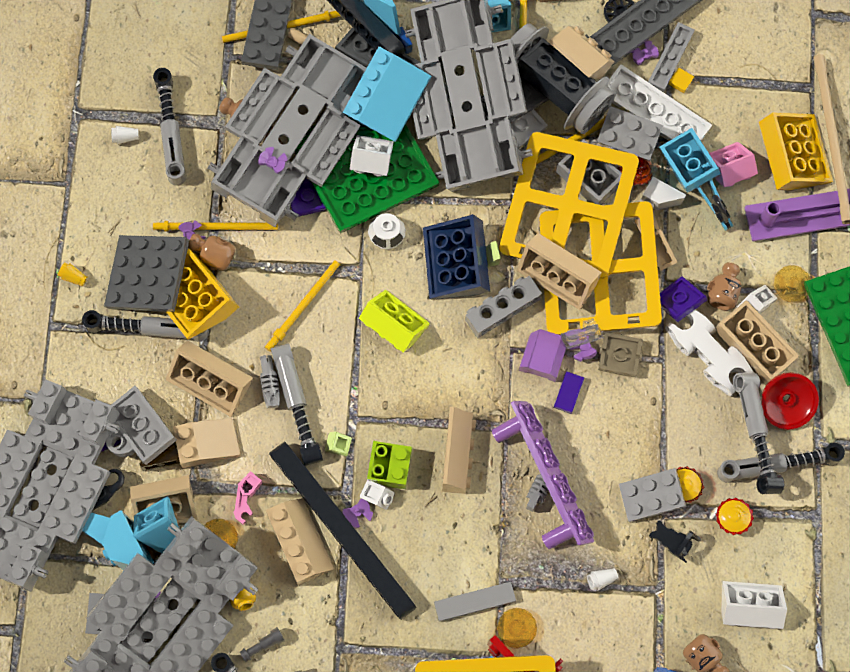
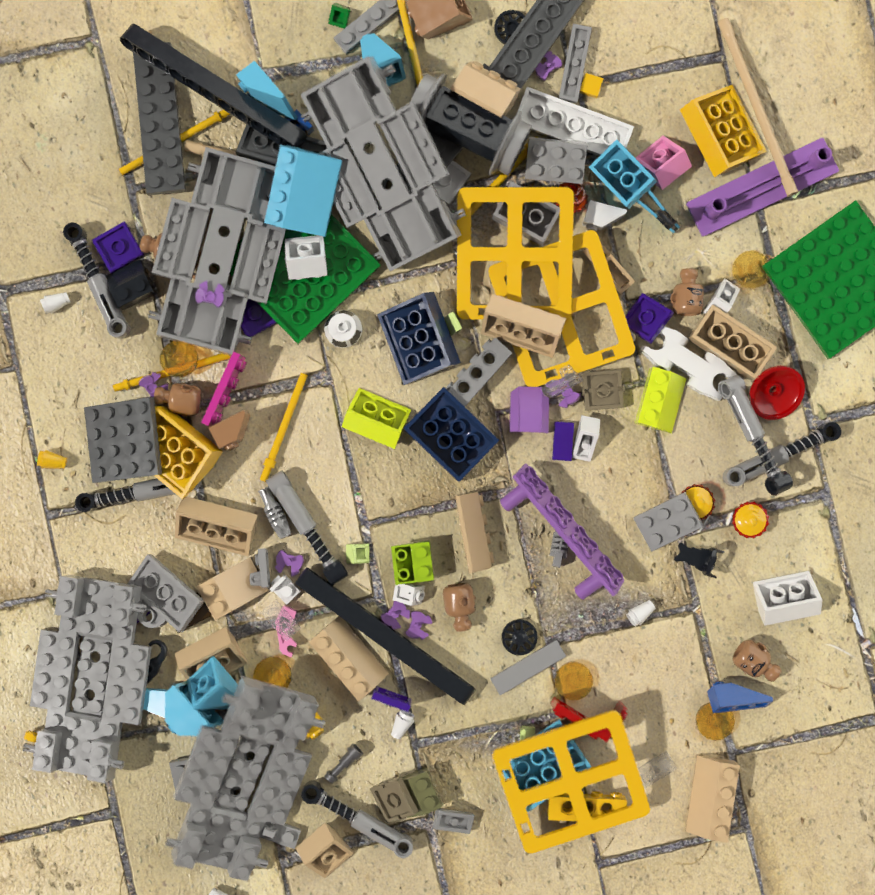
camera: 15 degrees left, 15 degrees up
(198, 103) = (118, 247): none -> dark purple tile
(200, 139) = (130, 285): none -> black slope
(223, 215) = (179, 359): none -> clear yellow tile
(238, 438) = (262, 577): none -> light grey hinge
(244, 483) = (280, 620): none -> clear hinge
(253, 291) = (230, 431): none -> medium nougat slope
(256, 456) = (284, 588): none -> white bracket
(257, 252) = (227, 383): none -> dark pink plate
(265, 429) = (290, 560): none -> medium lavender piece
(330, 589) = (391, 698): none -> dark purple tile
(333, 621) = (402, 723): none -> white cone
(372, 533) = (418, 619): none -> medium lavender piece
(424, 517) = (459, 603): none -> medium nougat piece
(461, 353) = (451, 434): none -> dark blue slope
(474, 569) = (519, 637): none -> black wheel
(591, 395) = (586, 438): none -> white slope
(674, 379) = (660, 400): none -> neon yellow slope

